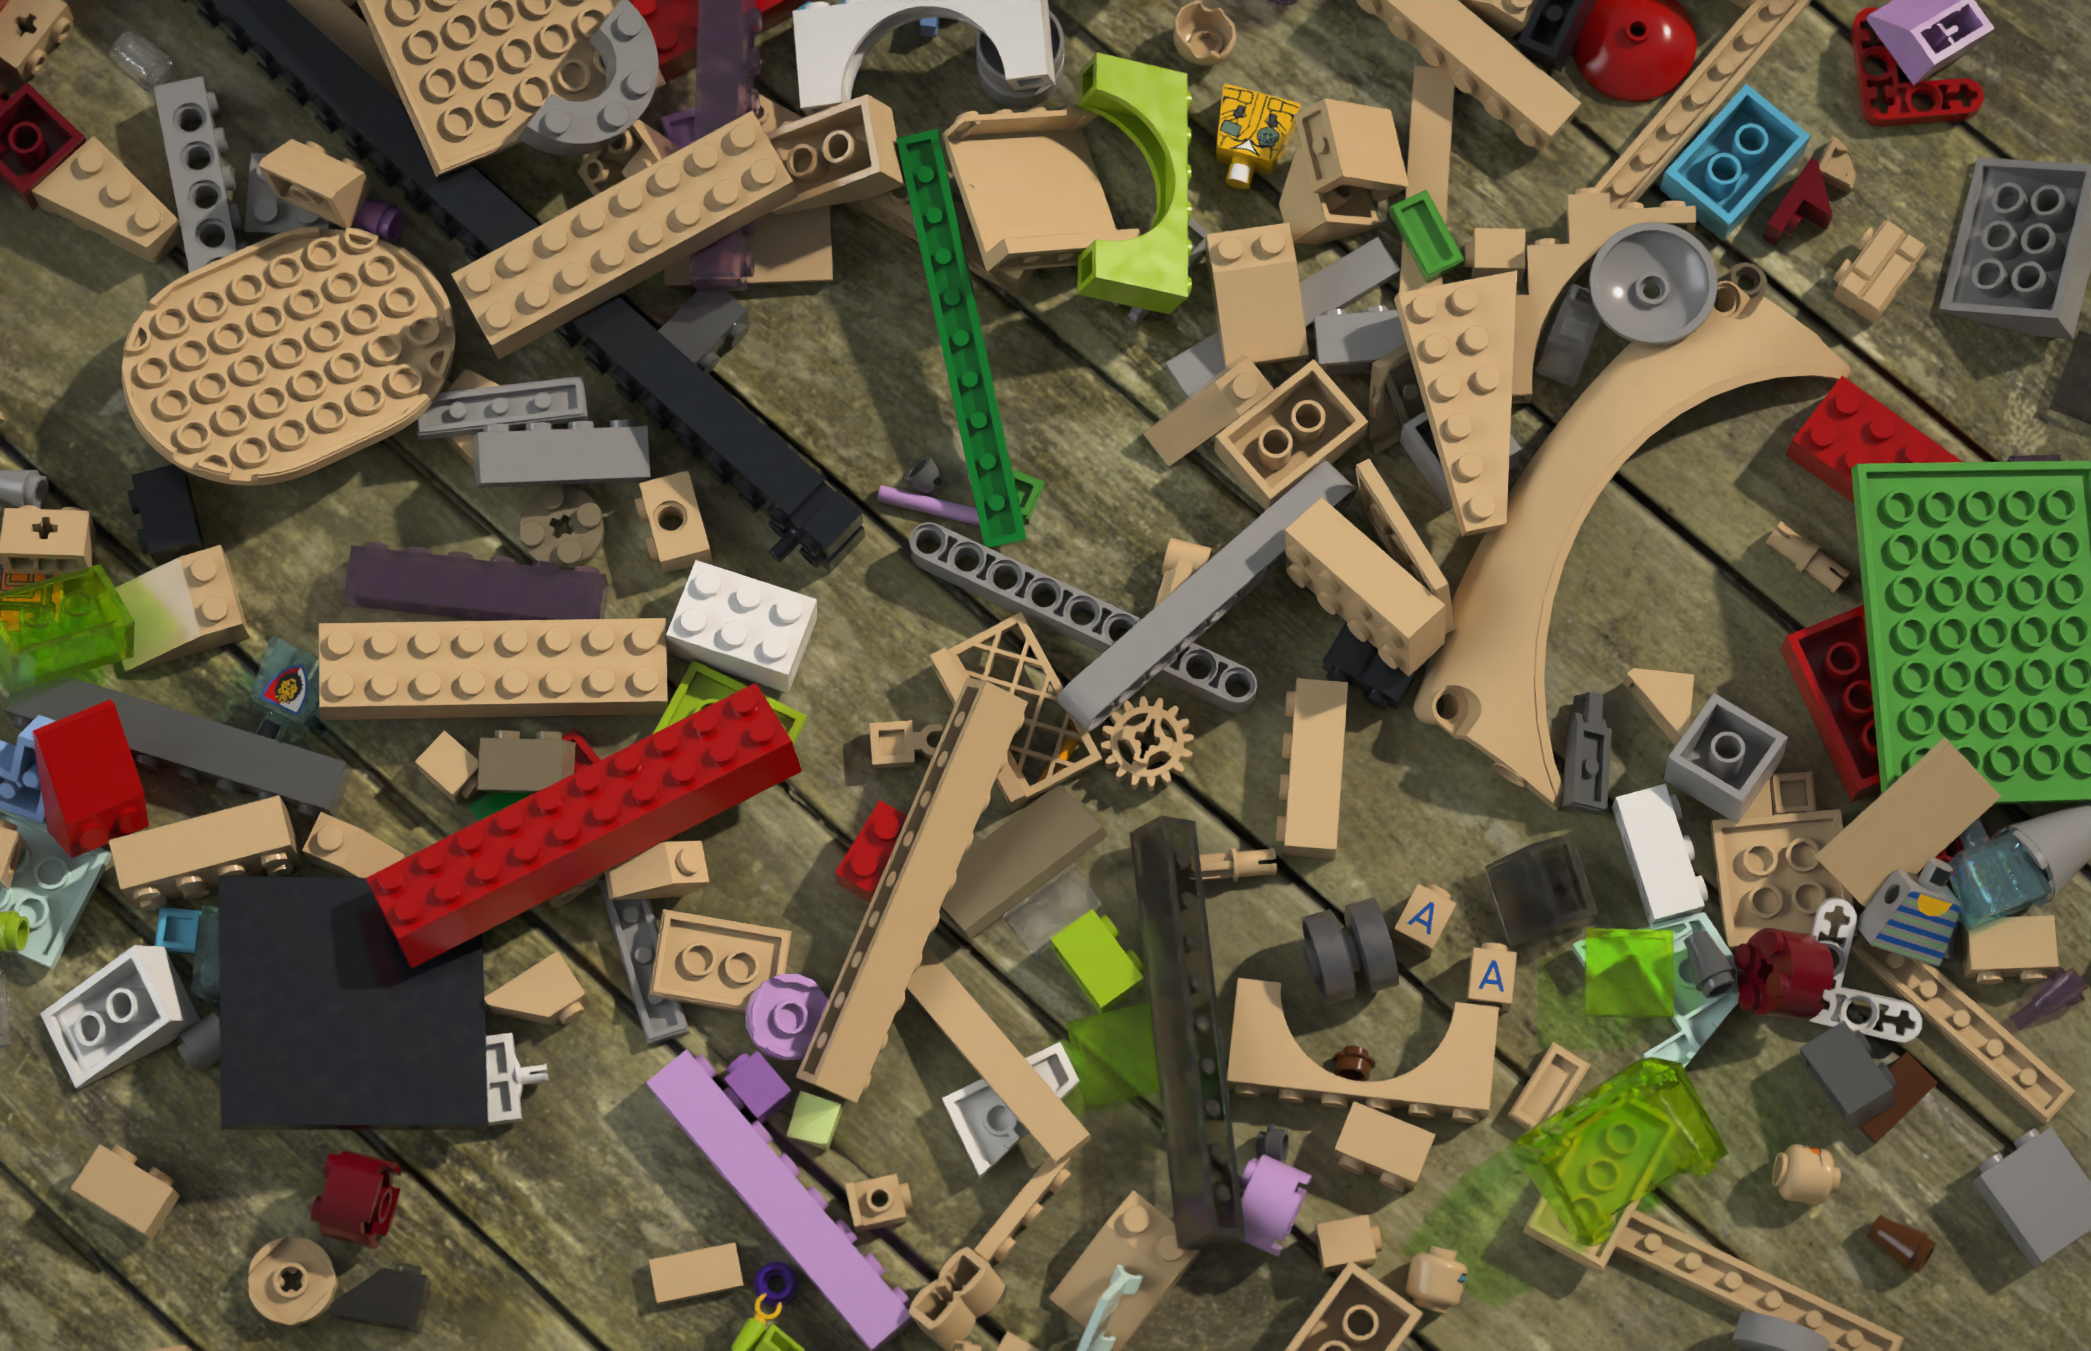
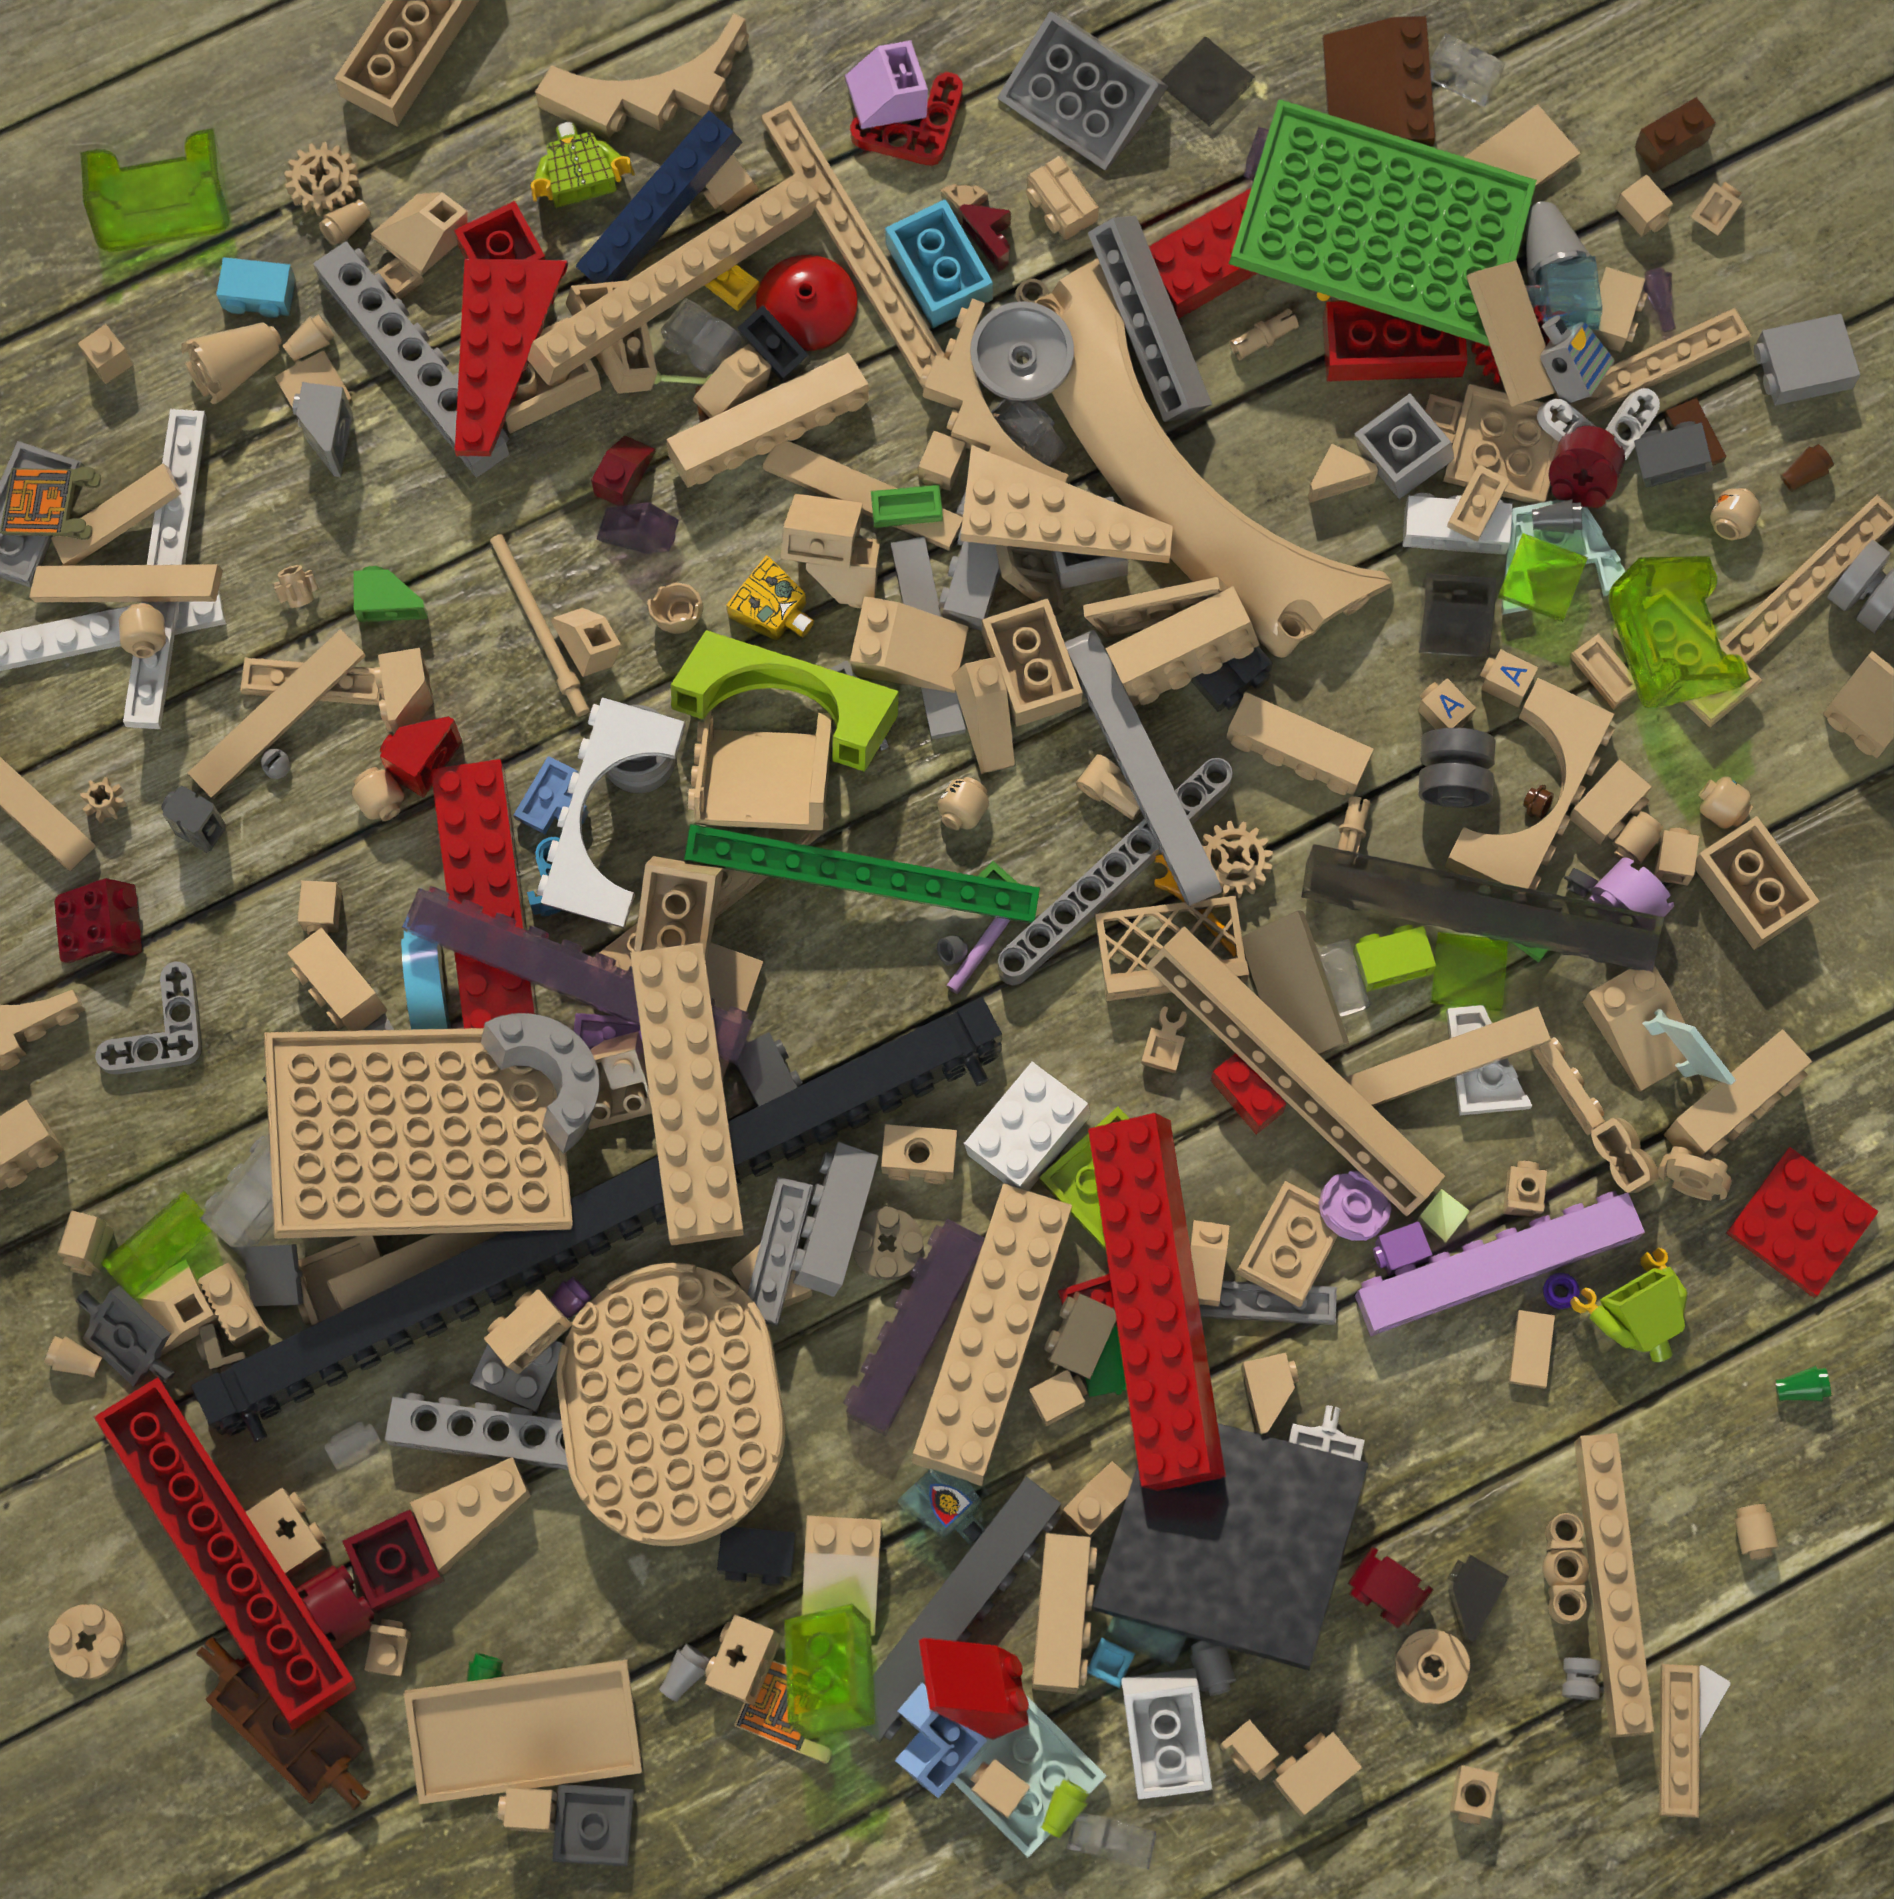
camera: 70 degrees left, 0 degrees up
(130, 1113) = (1251, 1750): none -> tan brick
(1096, 424) = (963, 804): none -> tan head
(1350, 1191) = (1637, 838): none -> tan brick
(1587, 756) = (1360, 545): dark grey hinge -> none
(1683, 862) = (1478, 503): none -> tan plate
(1760, 413) = (1149, 318): none -> light grey brick

